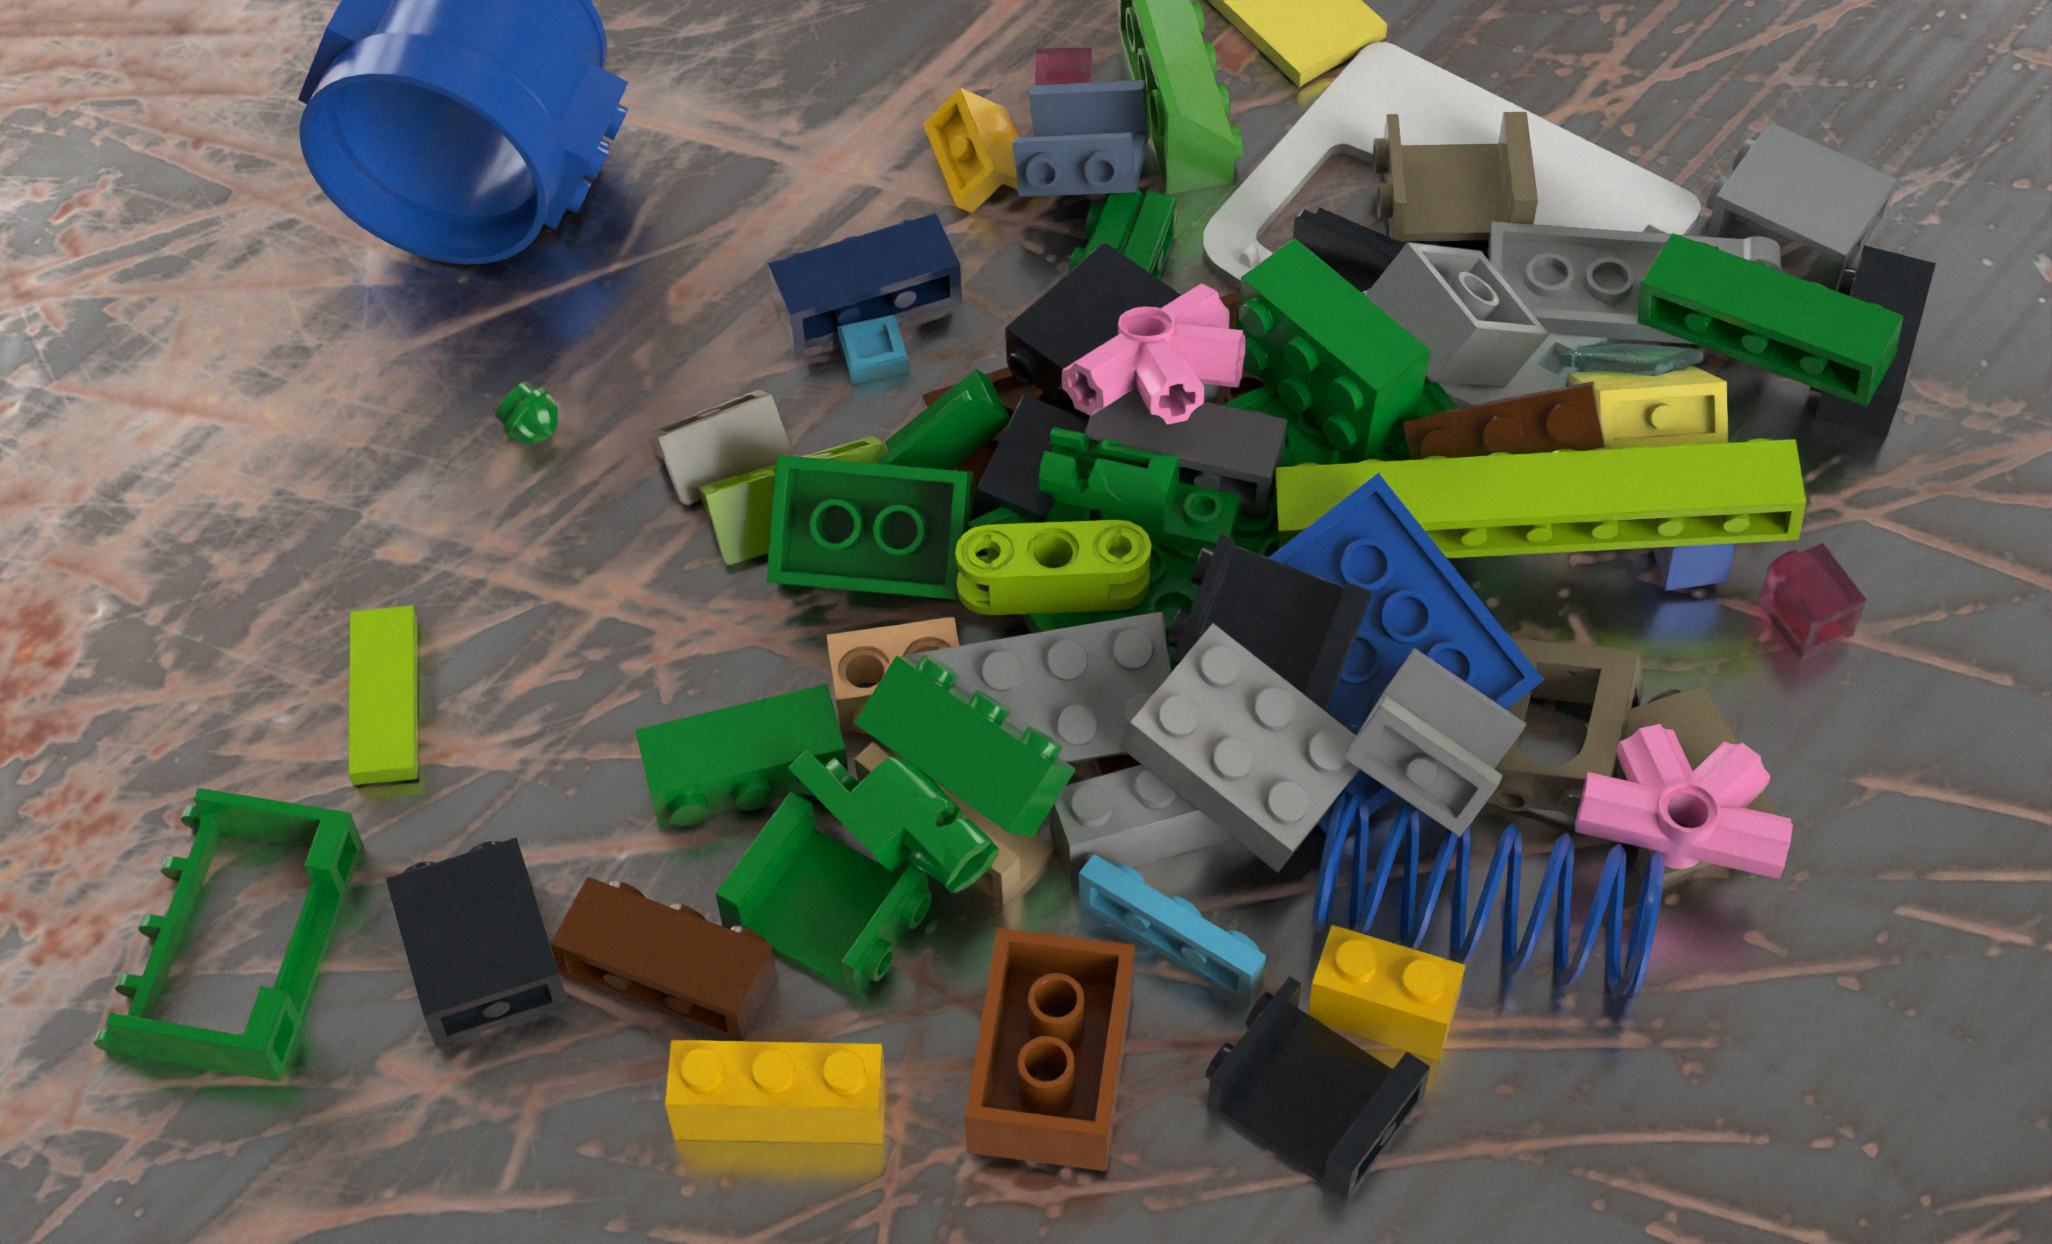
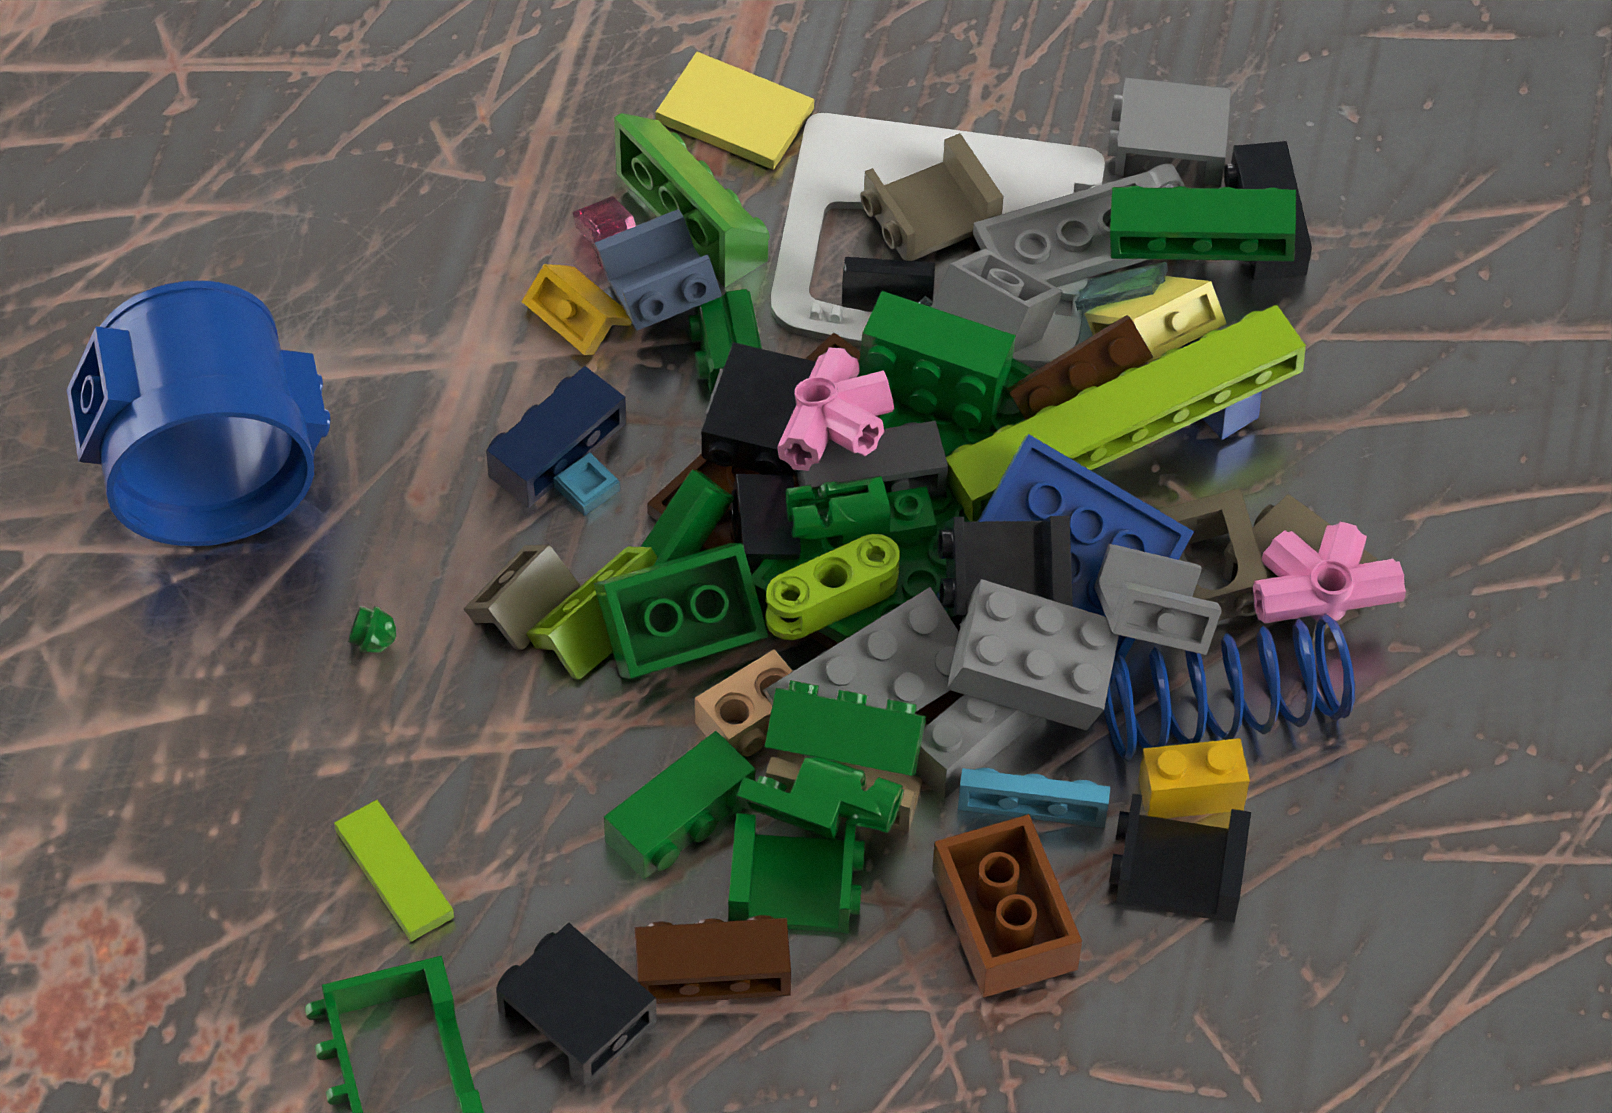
camera: 30 degrees left, 0 degrees up
(776, 1091) = (843, 1011): yellow brick -> none
(1811, 599) = (1320, 408): clear pink brick -> none

